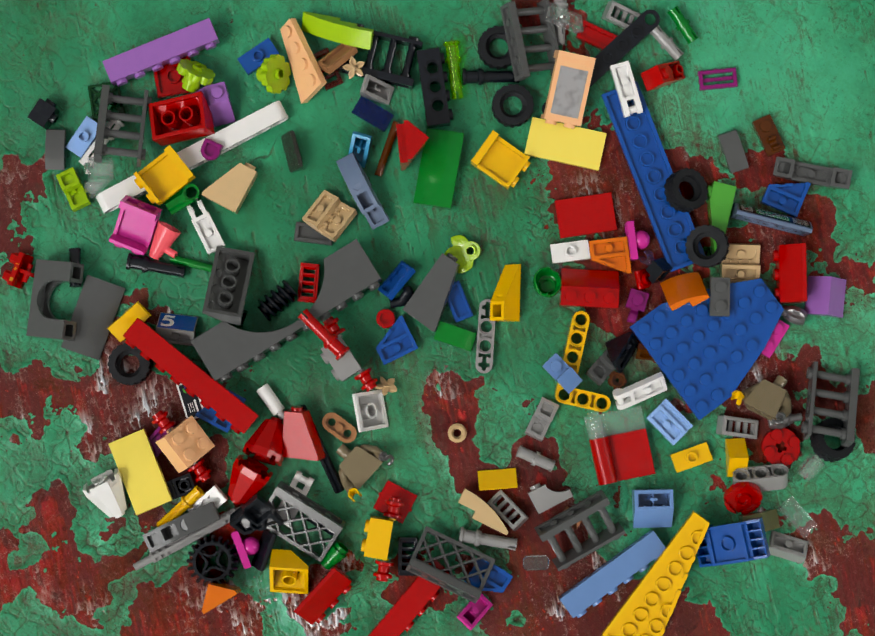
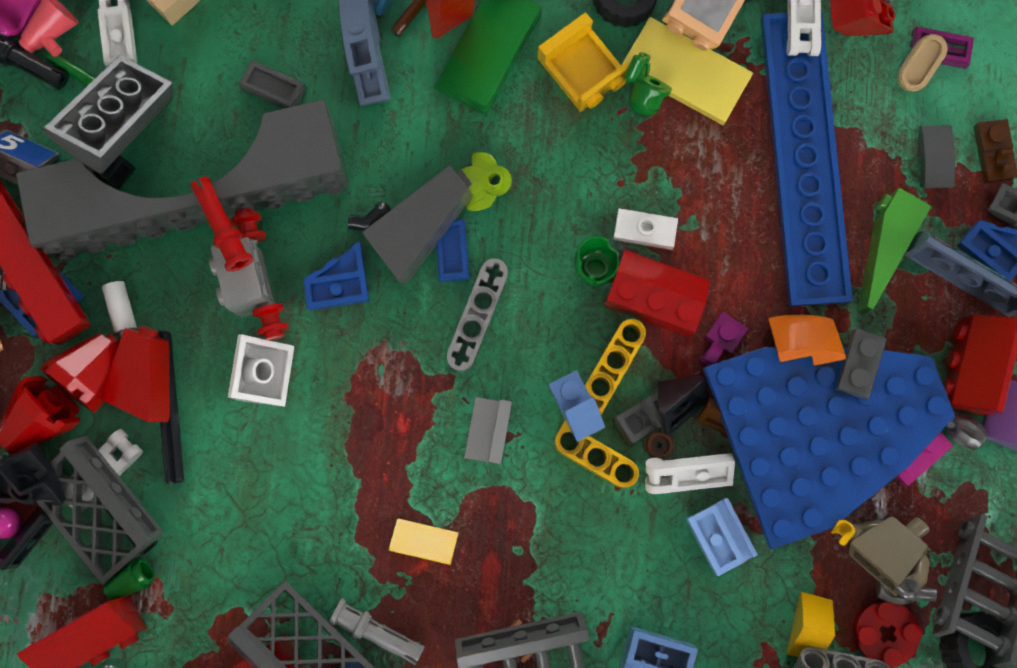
camera: 20 degrees right, 5 degrees down
(277, 300) = (180, 163): black piece -> none
(288, 573) = (42, 583): yellow slope -> none
(310, 266) = (229, 148): red slope -> none
(329, 215) = (302, 65): tan slope -> none
(339, 427) = (208, 384): medium nougat plate -> none
(359, 466) = (215, 453): dark tan torso -> none
(379, 538) = (203, 577): yellow brick -> none
(385, 318) = (335, 241): red tile -> none
(386, 386) = (301, 342): tan plant -> none
(394, 490) = (254, 525): red piece -> none
(396, 280) = (370, 189): blue plate -> none
(405, 540) = (247, 591): black slope -> none
(455, 336) = (430, 300): green slope -> none
(463, 433) = (376, 444): tan plate -> none
(482, 511) = (384, 586): tan slope -> none
(506, 297) = (527, 265): yellow slope -> none
(514, 403) = (488, 430): none -> light grey panel
(519, 522) = (440, 603): light grey slope -> none
(535, 458) = (493, 527): light grey pin -> none
(541, 419) = (523, 469): light grey slope -> none
(545, 166) = (647, 90): none -> green piece
(545, 498) = (489, 597): light grey arch -> none
(585, 215) = (685, 183): red tile -> none
(611, 253) = (708, 250): orange wing -> none
(619, 445) = (631, 549): red door -> none
(636, 240) = (750, 241): dark pink tile -> none
(642, 280) = (744, 303): red plate -> none
(656, 268) = (772, 291): black piece -> none
(674, 196) = (869, 184): black tyre -> none
(691, 457) = (739, 604): yellow plate -> none
(692, 246) = (863, 256): black tyre -> none
(707, 94) = (922, 62): none -> tan tile
(725, 423) = (806, 571): light grey slope -> none
(741, 262) = (904, 323): tan slope -> none

